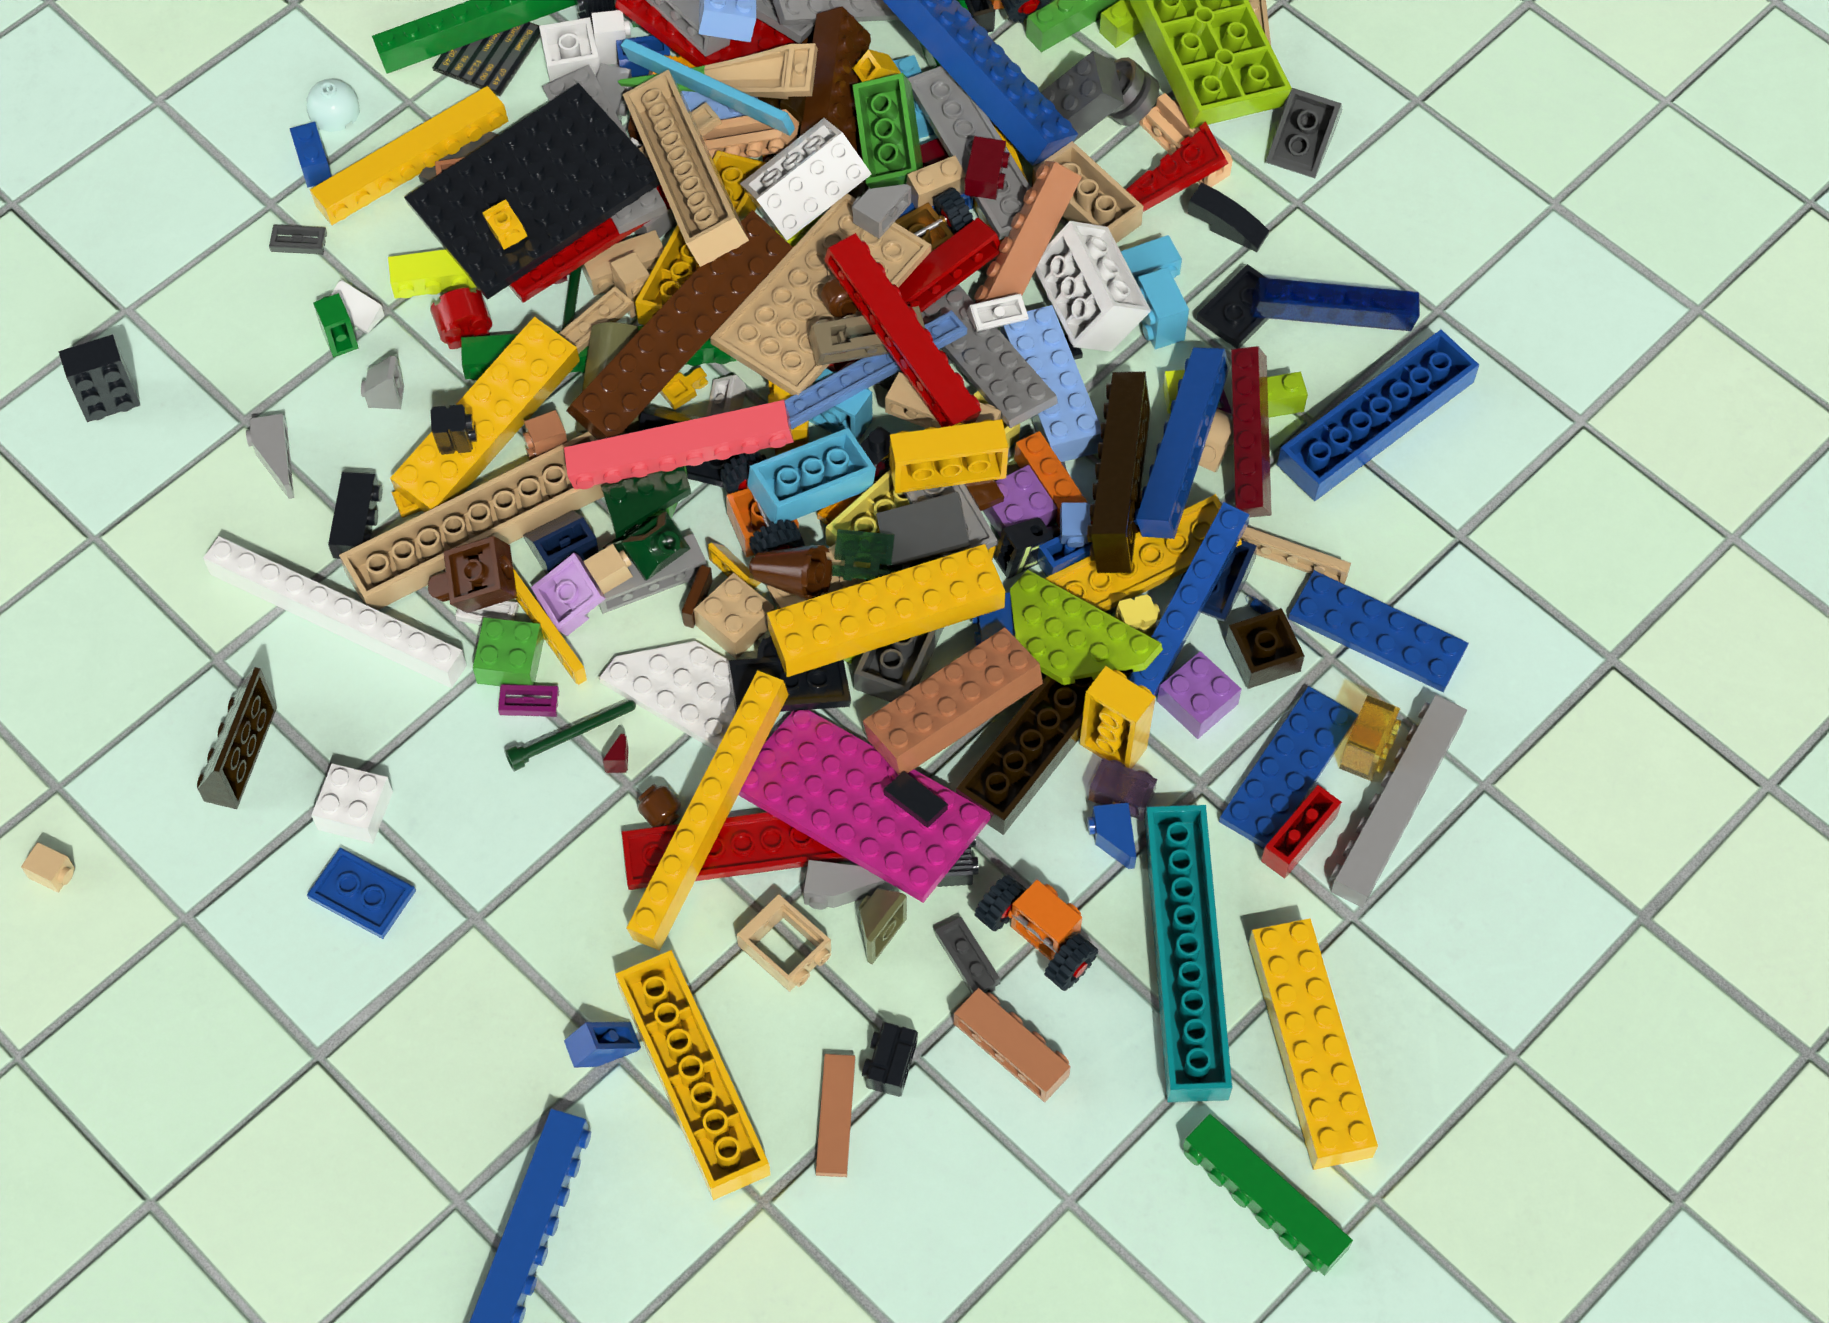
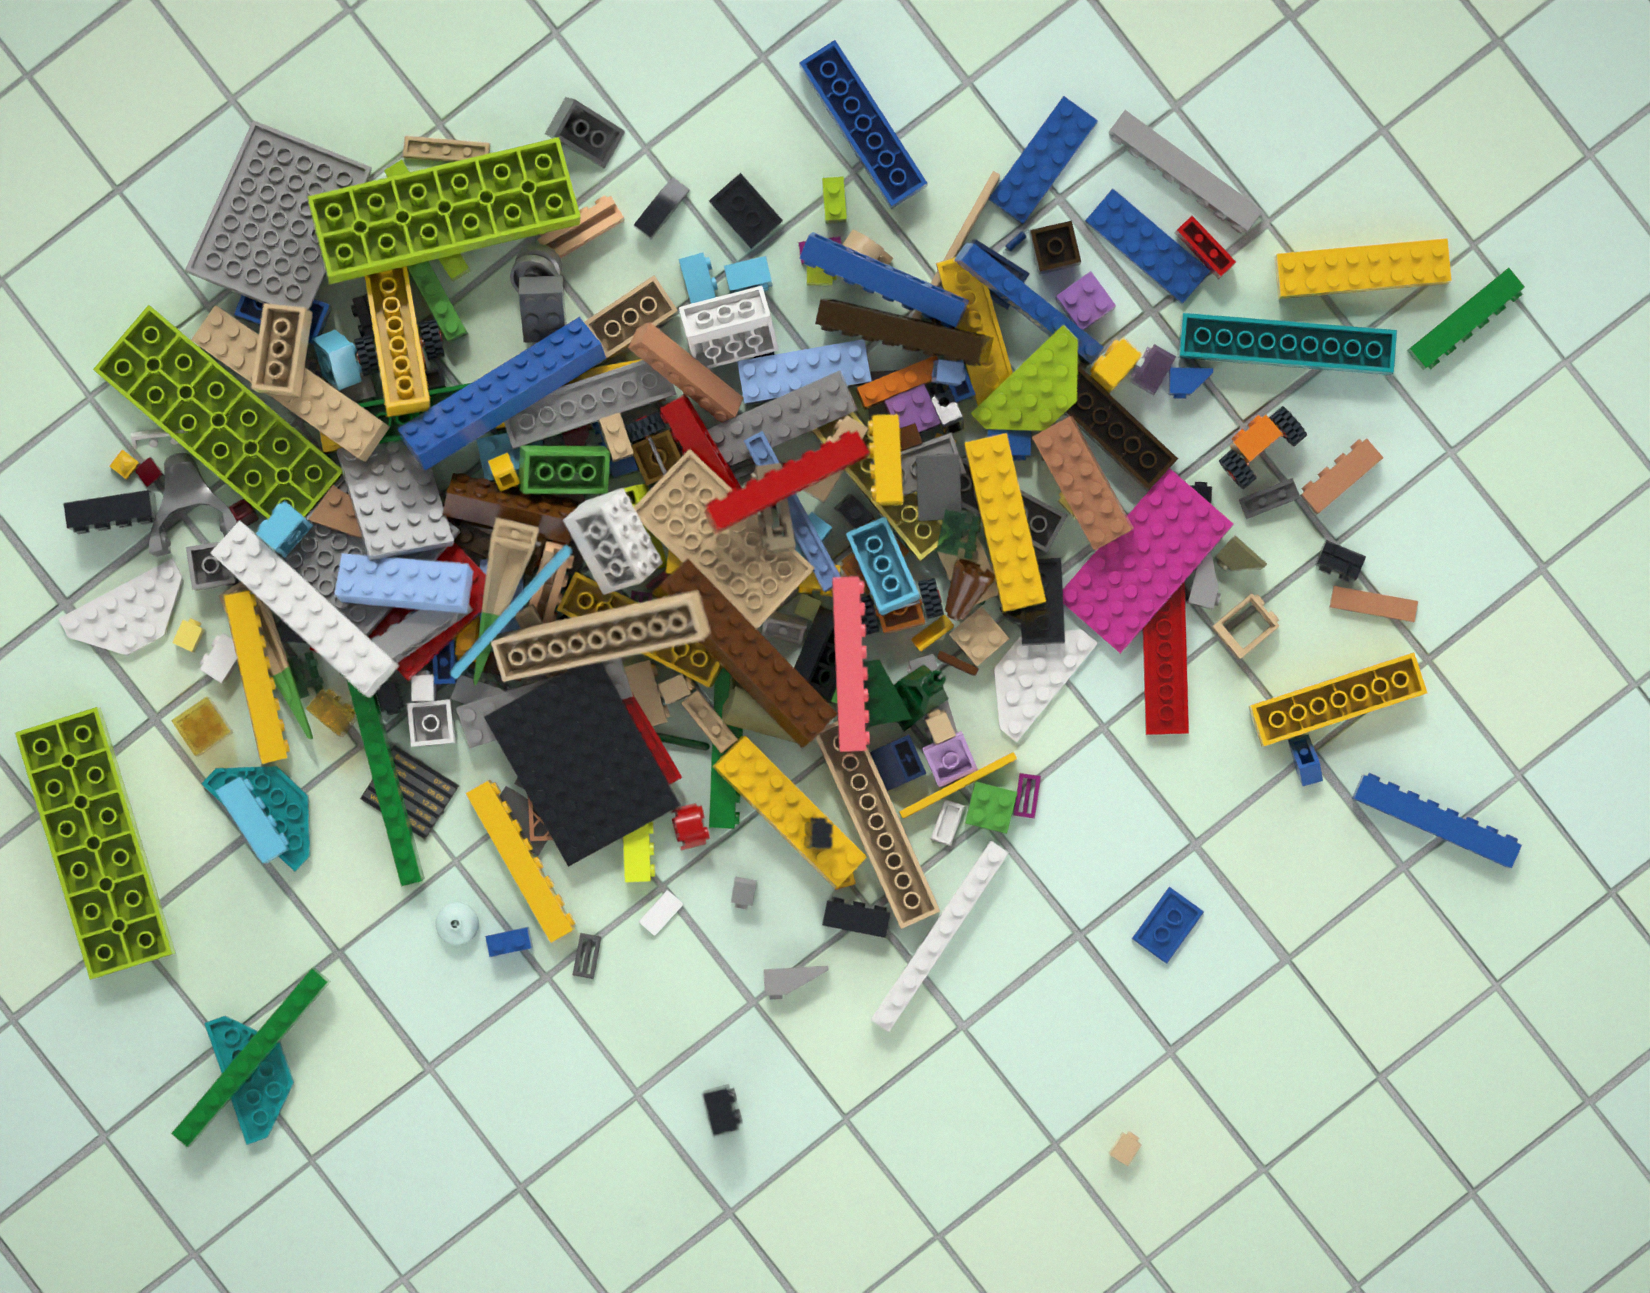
camera: 80 degrees left, 25 degrees up
(238, 743) = (1045, 1011): dark brown slope -> none
(335, 325) = (684, 926): green brick -> none
(352, 803) = (1100, 927): white brick -> none
(476, 575) = (930, 828): reddish brown brick -> none
(504, 224) = (619, 787): yellow brick -> none
(519, 756) = (1073, 804): dark green piece -> none
(543, 434) = (813, 767): nougat brick -> none
(617, 757) = (1085, 732): dark red slope -> none
(659, 806) = (1128, 706): reddish brown head -> none
(707, 811) = (1145, 669): yellow brick -> none
(837, 299) = (740, 530): reddish brown head -> none
(881, 208) = (657, 485): light grey slope -> none
(915, 799) = (1156, 520): black tile -> none
(985, 168) = (618, 395): dark red brick -> none
(997, 312) = (746, 405): white slope -> none
(1139, 613) = (1025, 339): light yellow brick -> none
(1187, 165) = (616, 236): red wing -> none
(1251, 431) = (875, 226): dark red brick -> none
(1335, 304) = (760, 138): clear blue brick -> none
(1371, 738) = (1140, 184): clear yellow brick -> none

